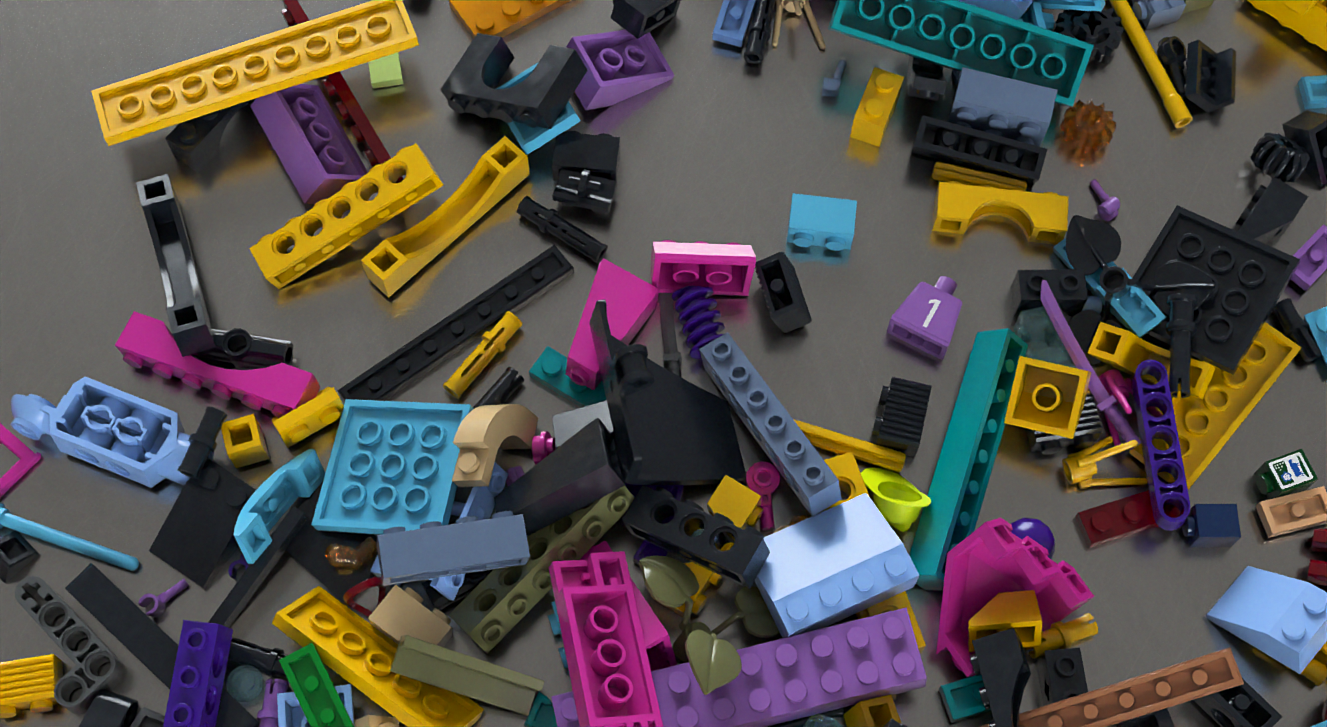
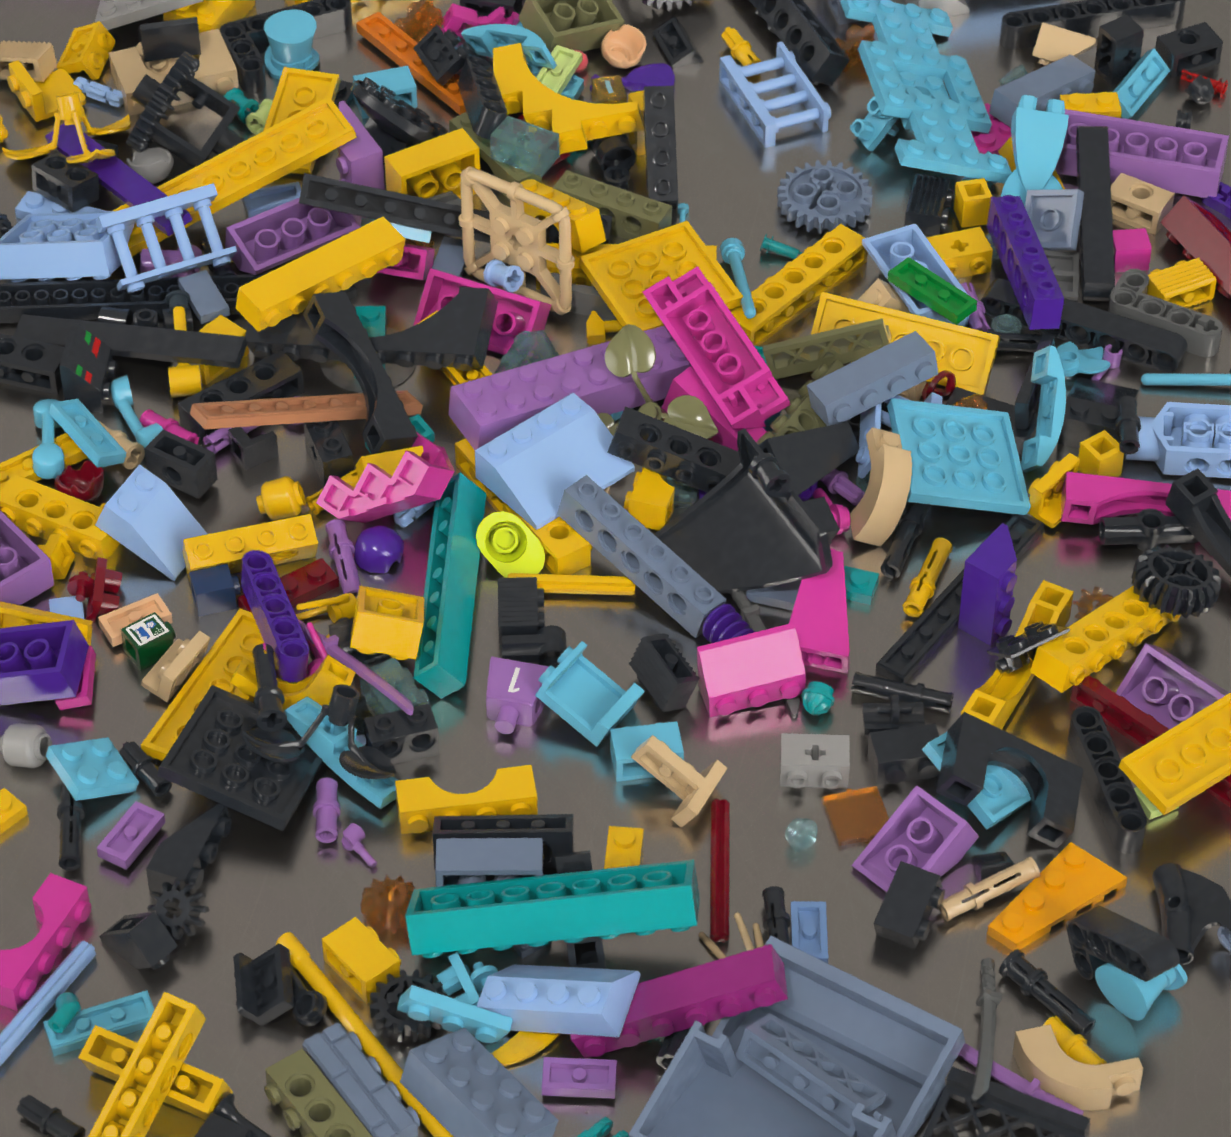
camera: 165 degrees right, 20 degrees down
(187, 602) = (1081, 361): none -> medium azure plate
(277, 238) = (1176, 581): none -> black gear
(341, 268) = (1085, 602): none -> clear orange gear
(417, 77) = (1106, 781): none -> black beam
(433, 202) = (1015, 650): none -> black hinge
(437, 280) = (989, 588): none -> dark purple slope
(552, 36) = (991, 863): none -> black slope
(568, 14) = (1023, 870): none -> tan pin
(641, 240) = (818, 698): none -> teal plate
(649, 123) = (856, 814): none -> clear orange piece
(656, 174) = (814, 760): none -> light grey brick
(708, 105) = (801, 834): none -> clear light blue plate
(789, 97) = (719, 870): none -> dark red axle
(797, 165) = (679, 777): none -> tan bracket
(861, 282) = (586, 695): none -> medium azure panel
(885, 362) = (541, 647): none -> black piece
(1069, 544) = (342, 551): none -> medium lavender pin
(1121, 80) = (360, 957): none -> yellow brick
(1126, 633) = (281, 498): none -> yellow head
(1130, 238) = (326, 810): none -> medium lavender pin
(1171, 561) = (282, 539): none -> yellow brick
(1260, 431) = (176, 666): none -> tan bracket

